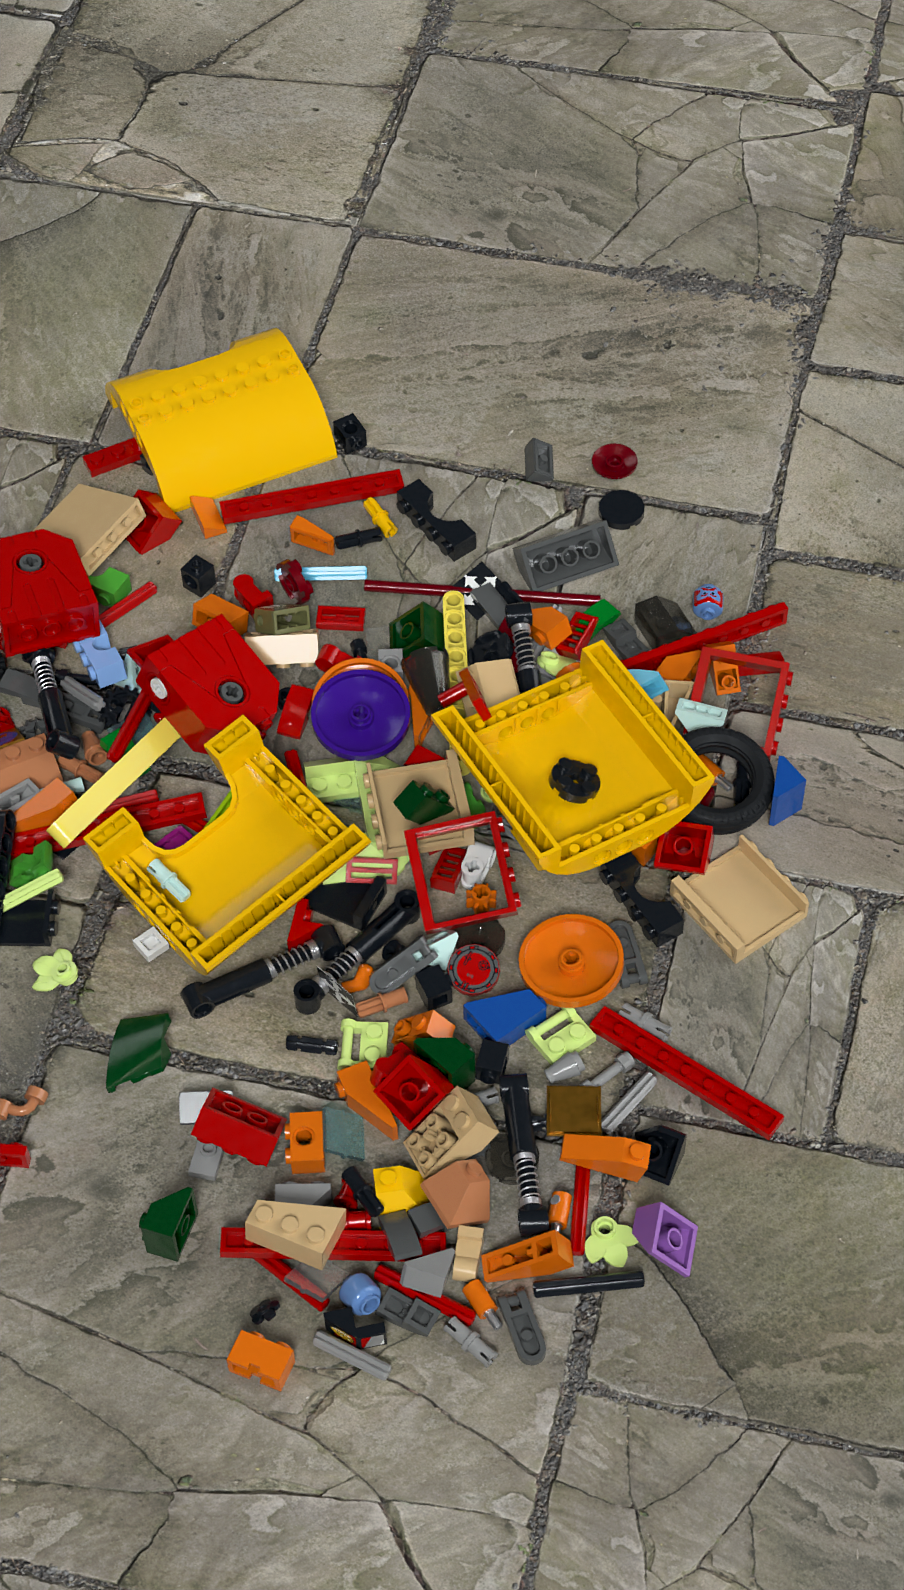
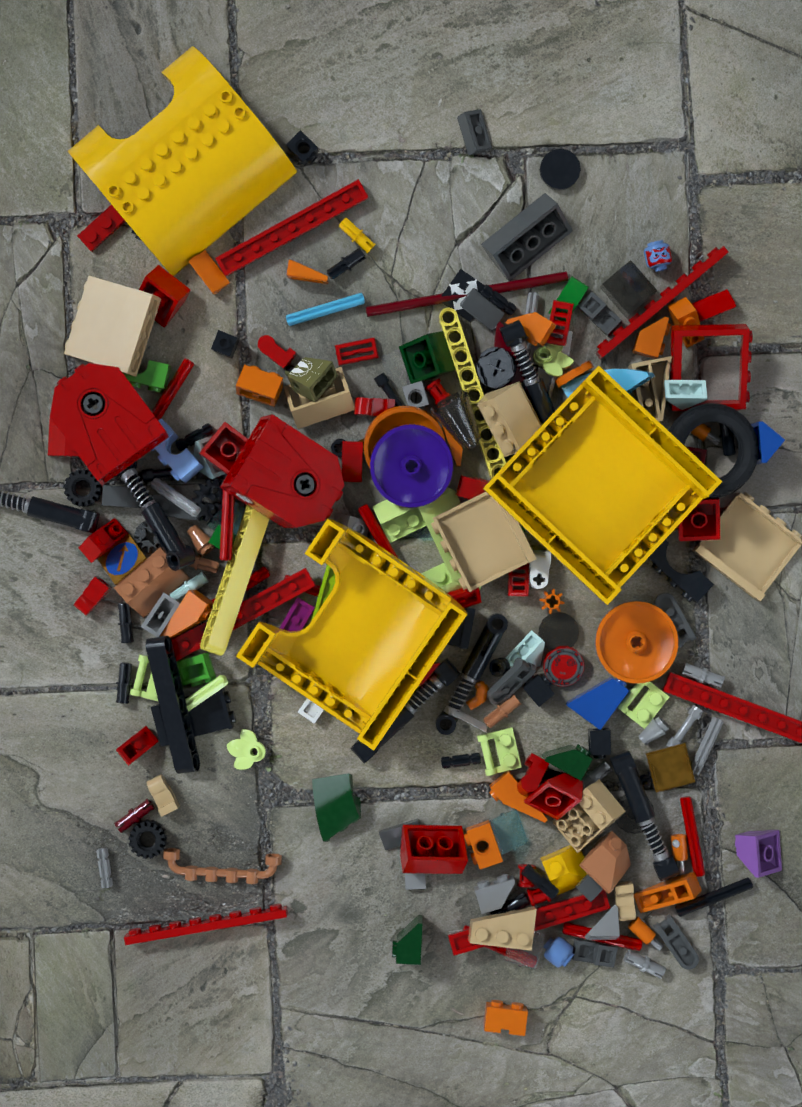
camera: 20 degrees left, 35 degrees up
(169, 880) = (309, 658): light aqua axle -> none
(265, 1311) = (494, 980): black plant -> none
(294, 582) = (310, 333): dark red plate -> none
(342, 1325) = (554, 977): black slope -> none
(352, 1355) = (565, 994): light grey axle -> none
(400, 1235) = (576, 906): dark grey slope -> none
(423, 803) = (489, 543): dark green slope -> none
(423, 1025) = (541, 731): orange slope -> none
(452, 537) = (426, 243): black arch -> none
(466, 687) = (498, 429): red piece -> none
(502, 852) = (551, 628): red window -> none
(568, 770) = (598, 503): black plate -> none
(607, 1154) = (704, 800): orange slope -> none
(611, 1245) = (722, 862): yellowish green plate -> none
(614, 461) = (542, 109): dark red dish -> none
(665, 1152) = (740, 783): black slope -> none

